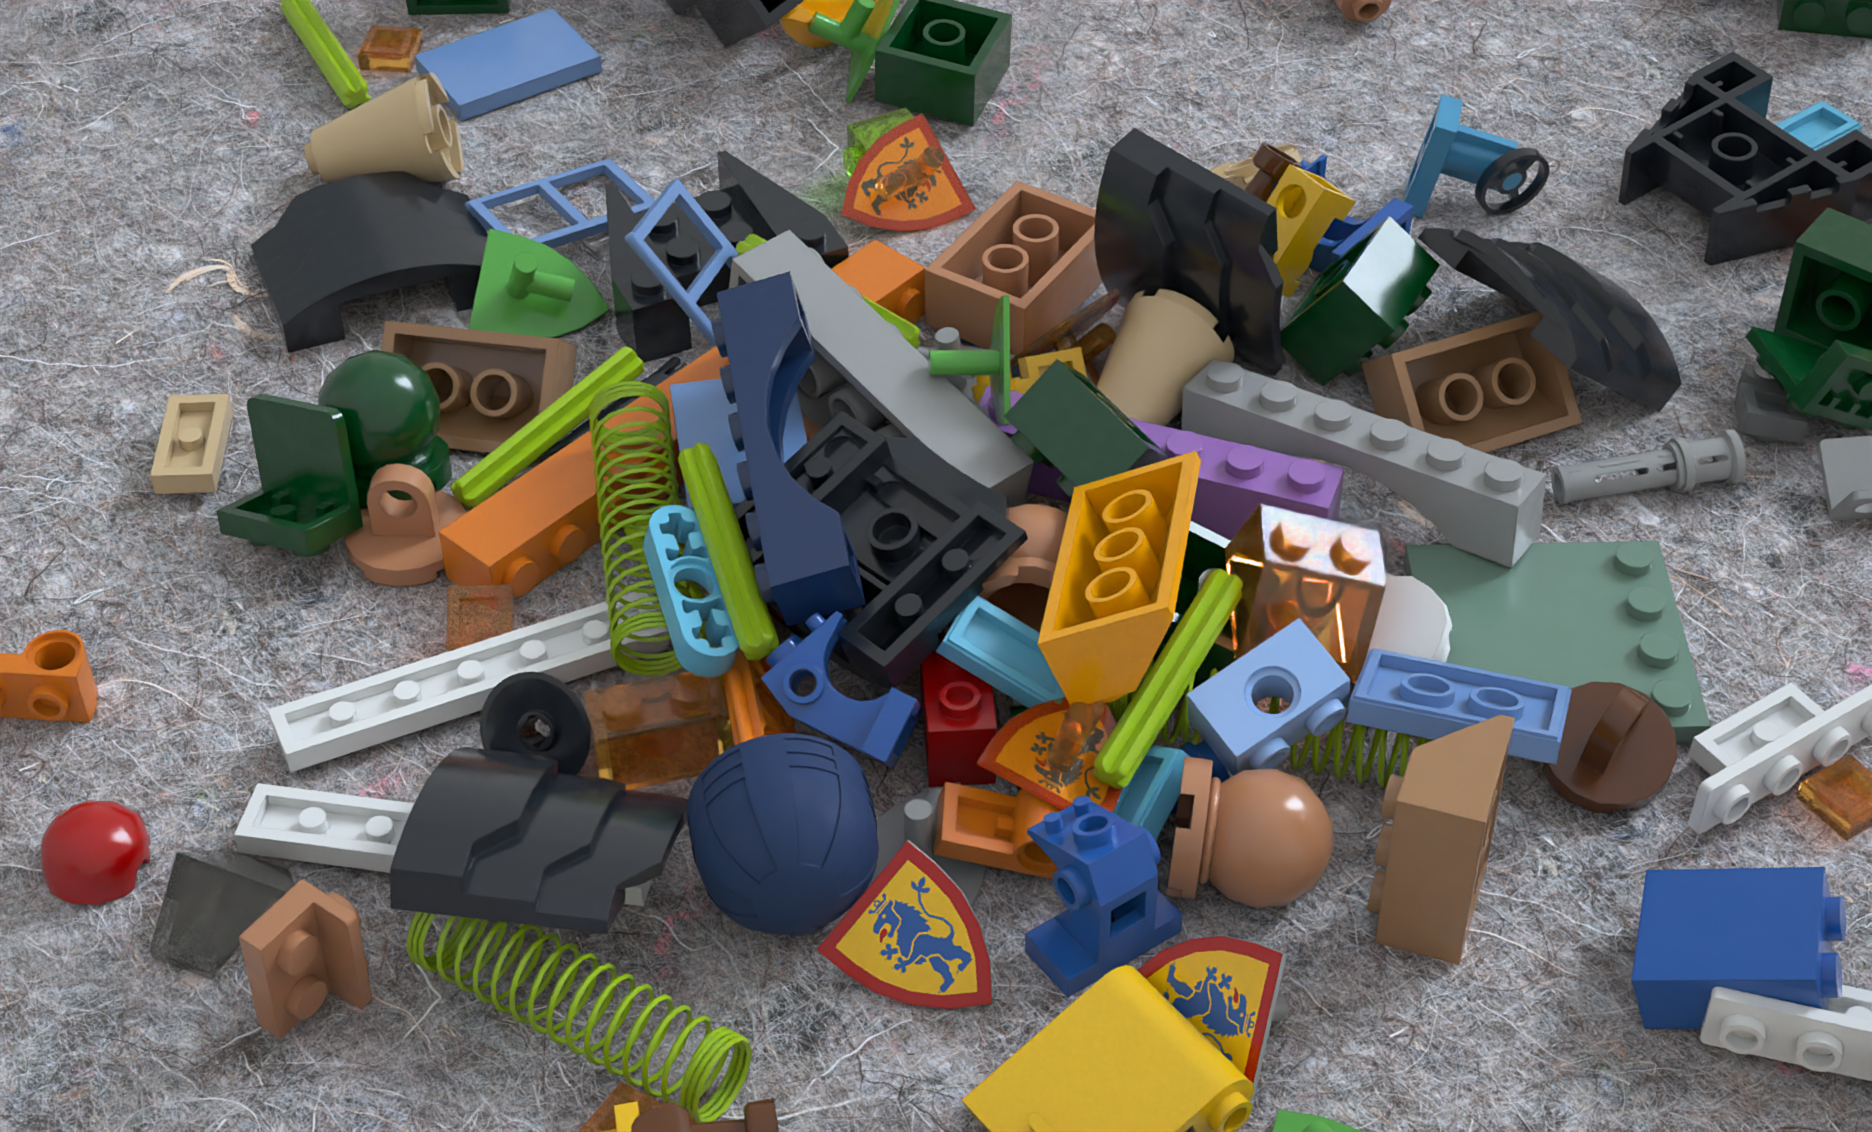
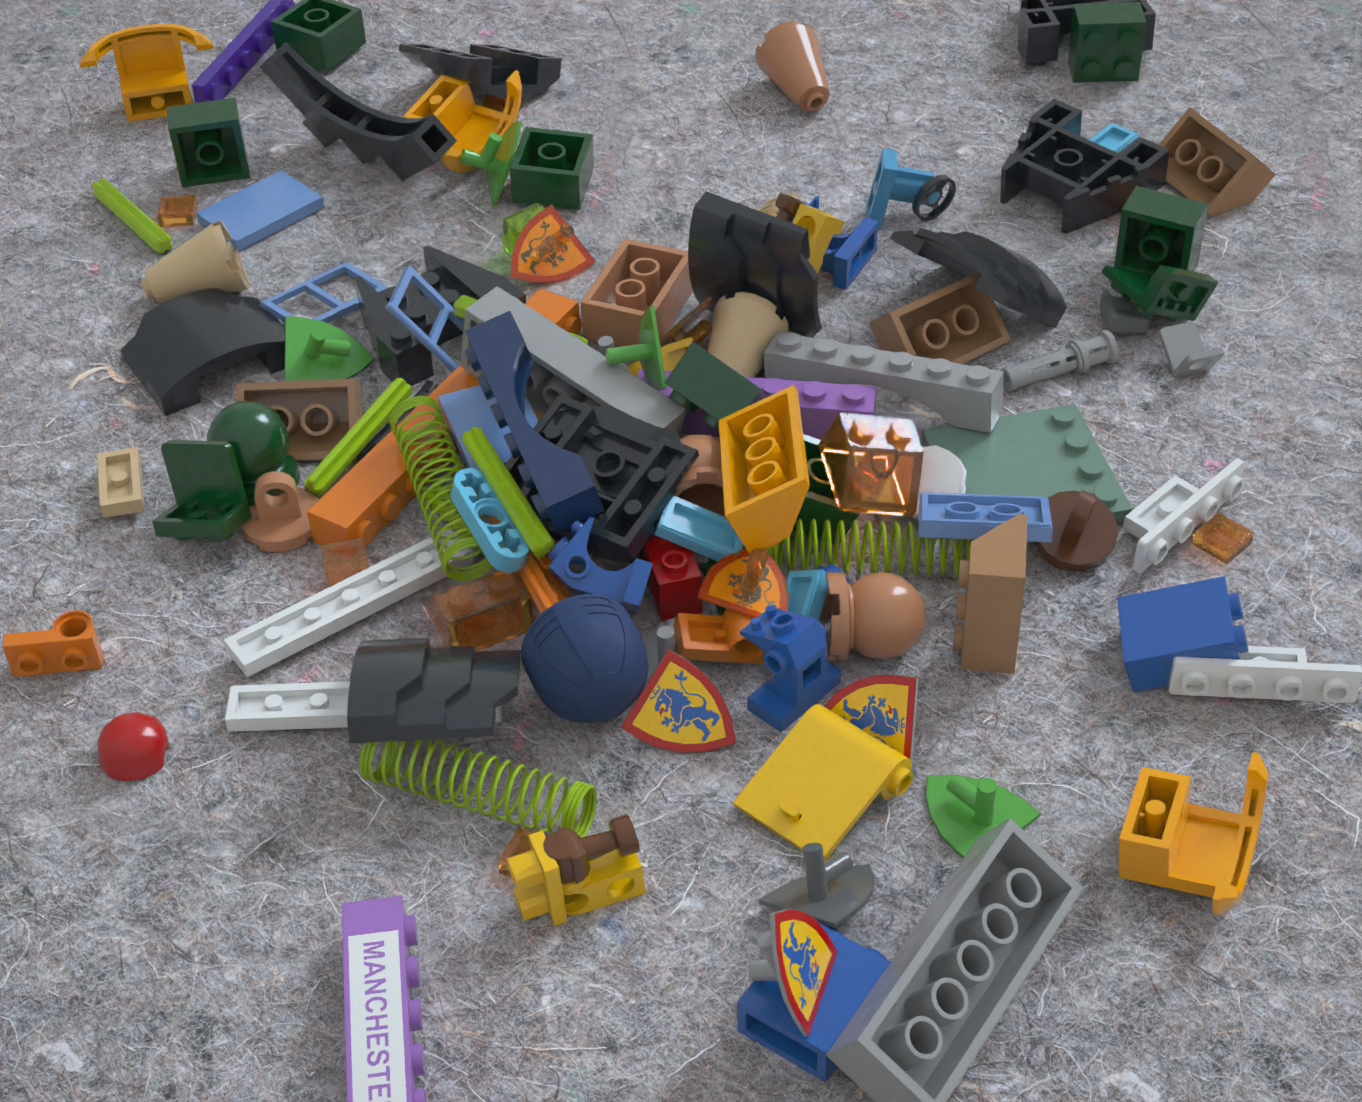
camera: 10 degrees left, 0 degrees up
(210, 904) = (226, 766): clear smoke slope -> none
(301, 954) = (296, 781): nougat bracket -> none
(519, 702) = (389, 609): black piece -> none
(1168, 679) = (798, 544): lime axle -> none
(1283, 666) = (875, 509): light blue brick -> none
(1359, 303) = (860, 284): dark green brick -> none

